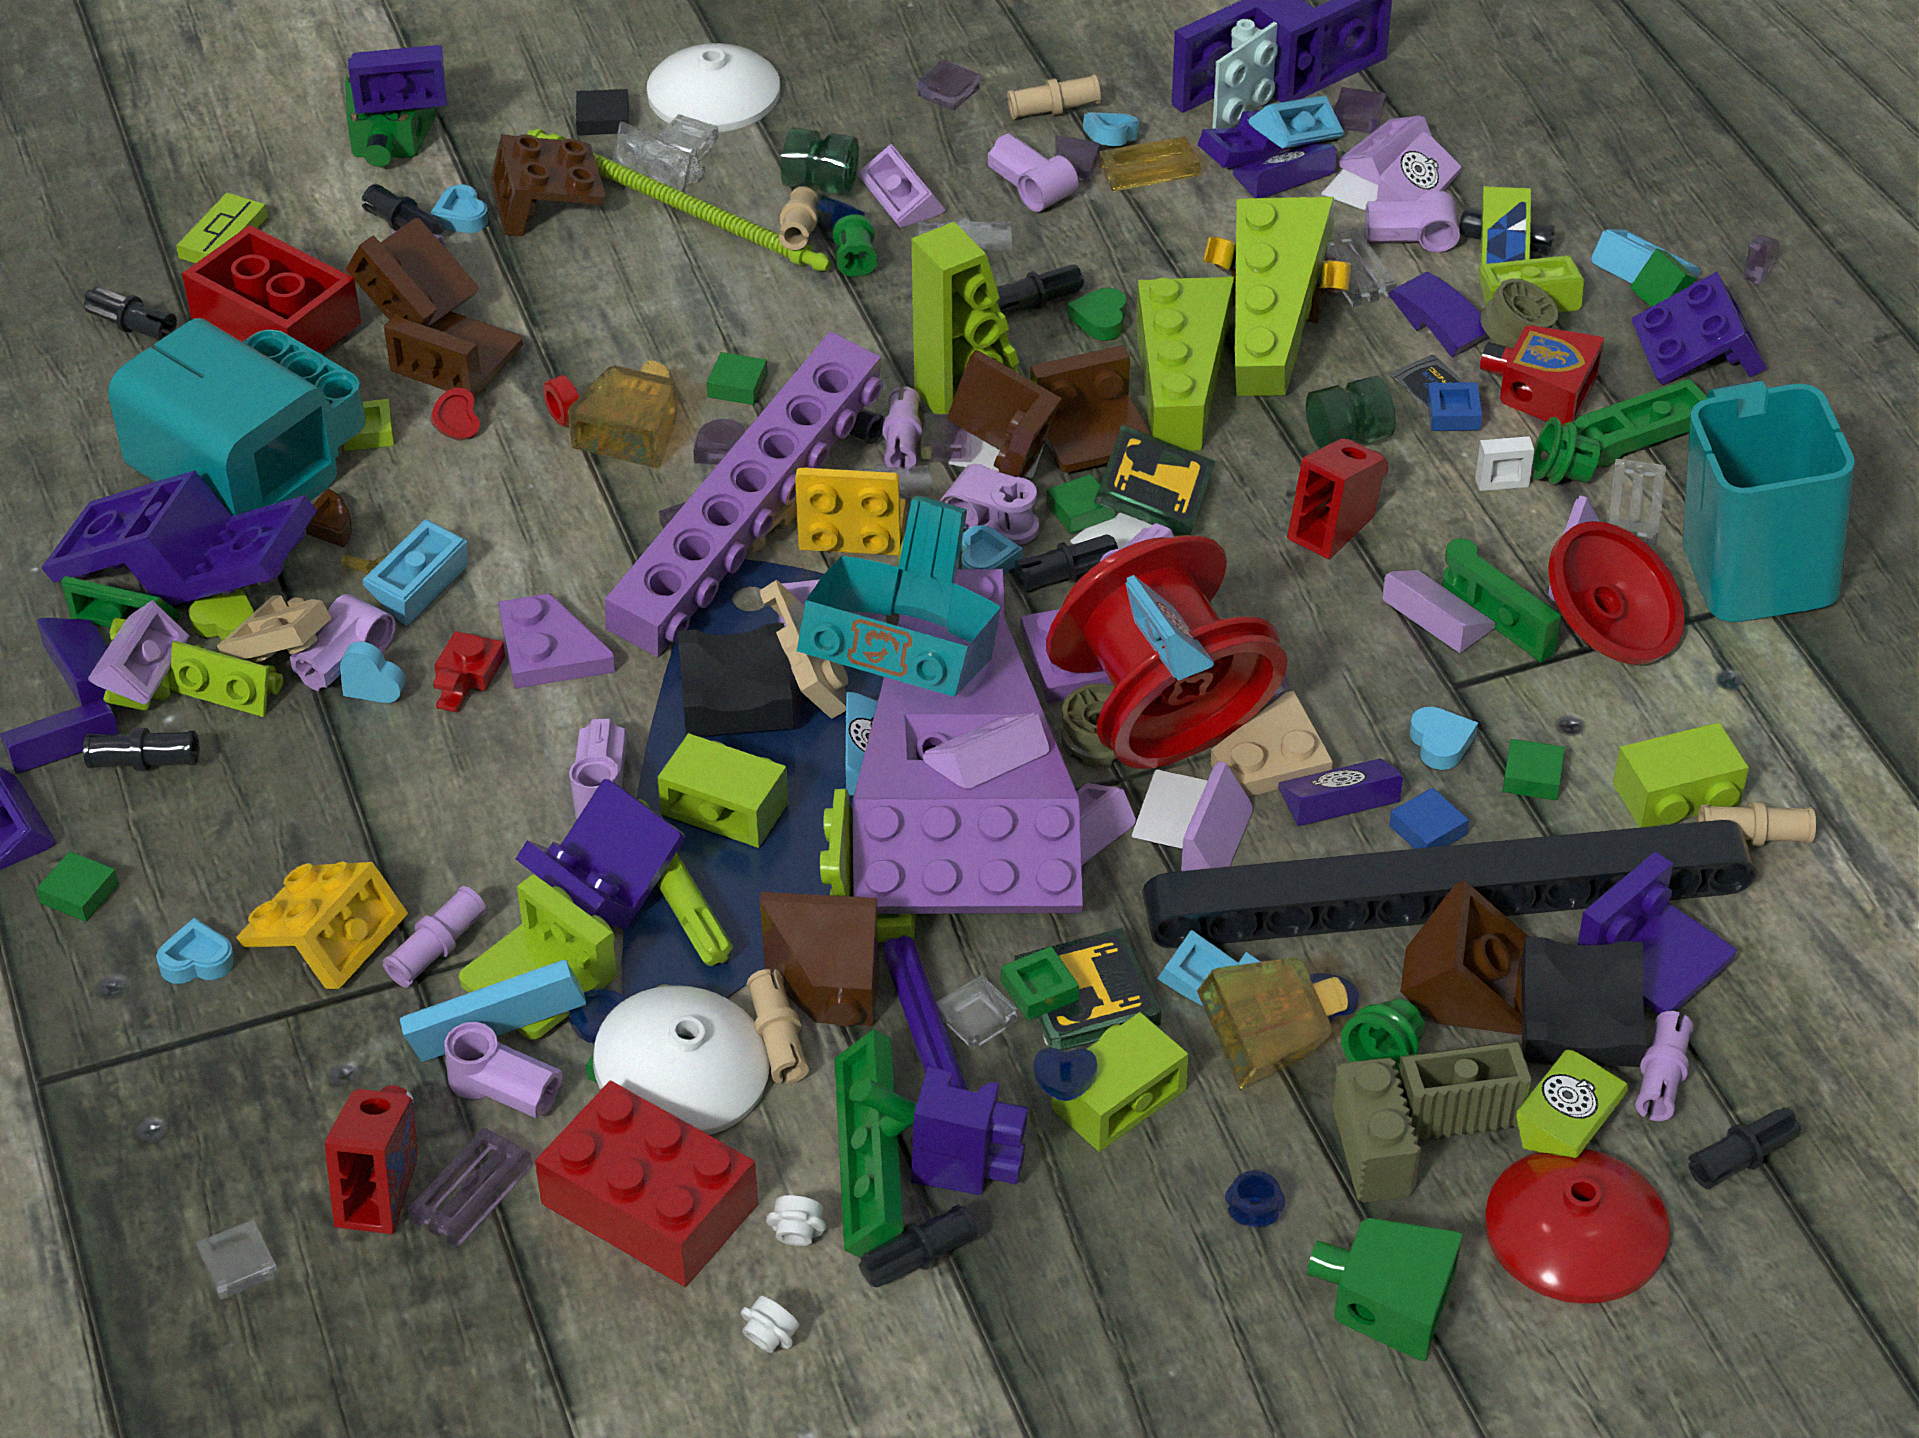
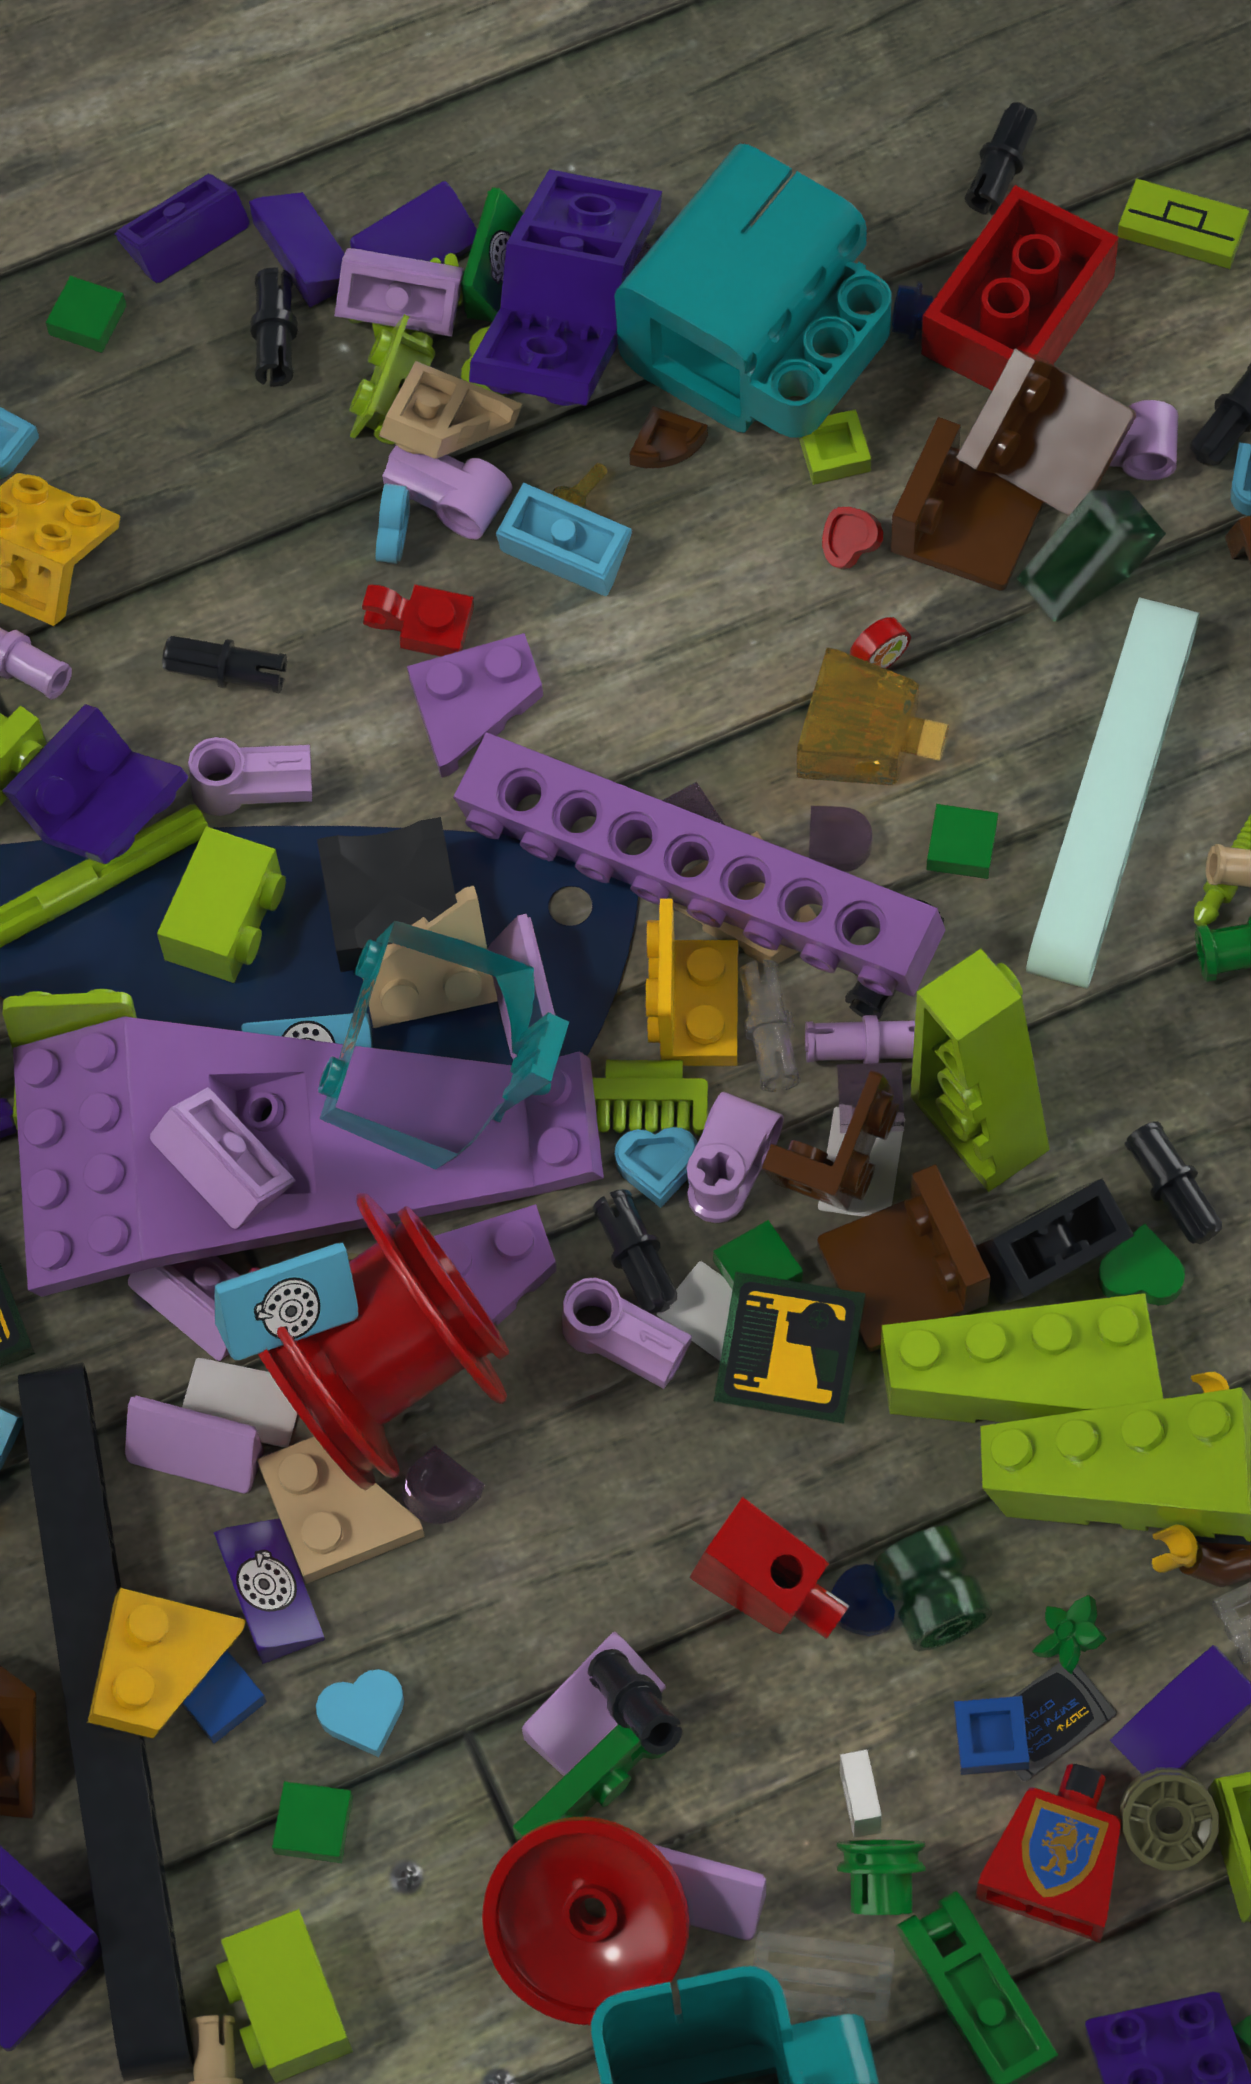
camera: 90 degrees right, 20 degrees up
(480, 790) = (223, 663): none -> black axle
(509, 285) = (1091, 552): none -> clear green slope
(711, 290) = (1112, 793): none -> light aqua beam
(1081, 321) = (1053, 1241): none -> black brick
(1380, 359) = (1072, 1633): none -> green plant
(1418, 828) = (155, 1660): none -> yellow wing
(1453, 541) = (634, 1701): none -> black pin

